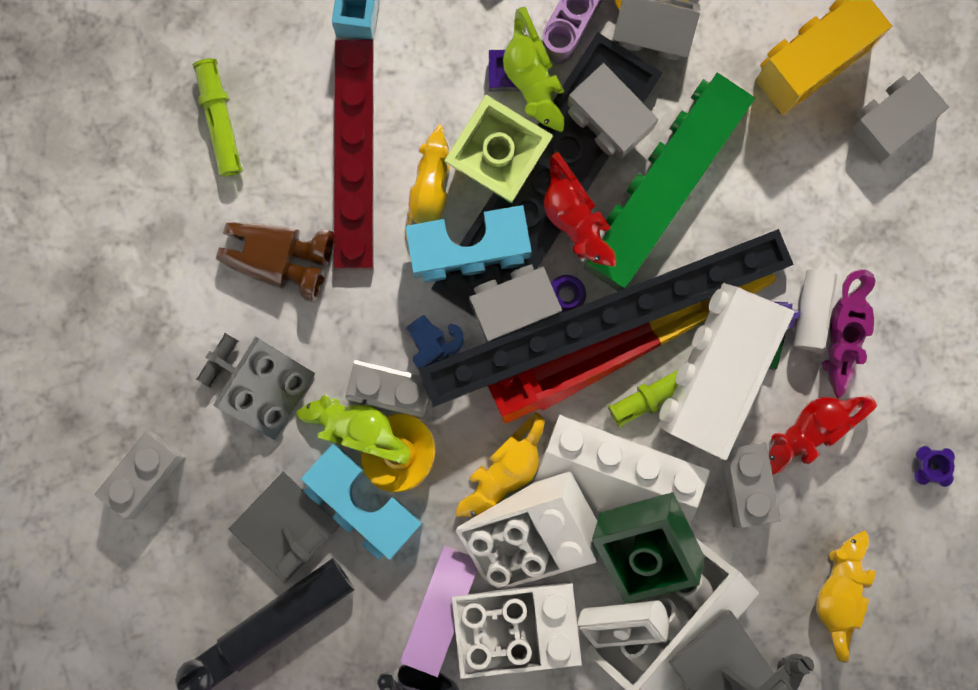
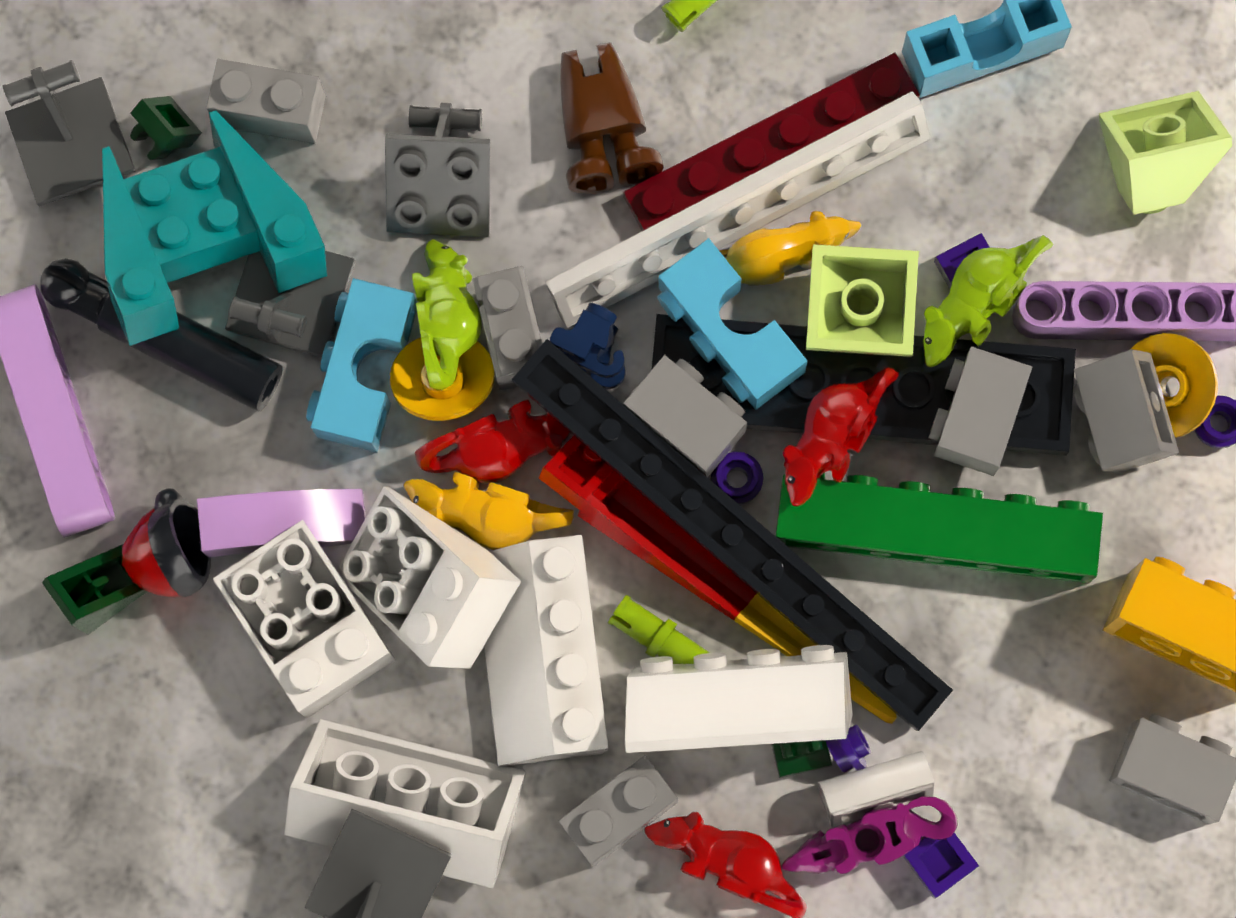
camera: 75 degrees right, 5 degrees down
(87, 626) = (64, 132): none -> dark grey plate
(118, 554) = (165, 124): none -> dark green tile
(199, 565) = (196, 219): none -> teal wedge
(387, 198) = (742, 207): none -> white plate
(466, 444) = (493, 448): none -> red animal
(625, 624) = (373, 741): white brick -> none
(648, 548) = (476, 720): dark green brick -> none
(886, 295) = (940, 863): none -> dark purple plate

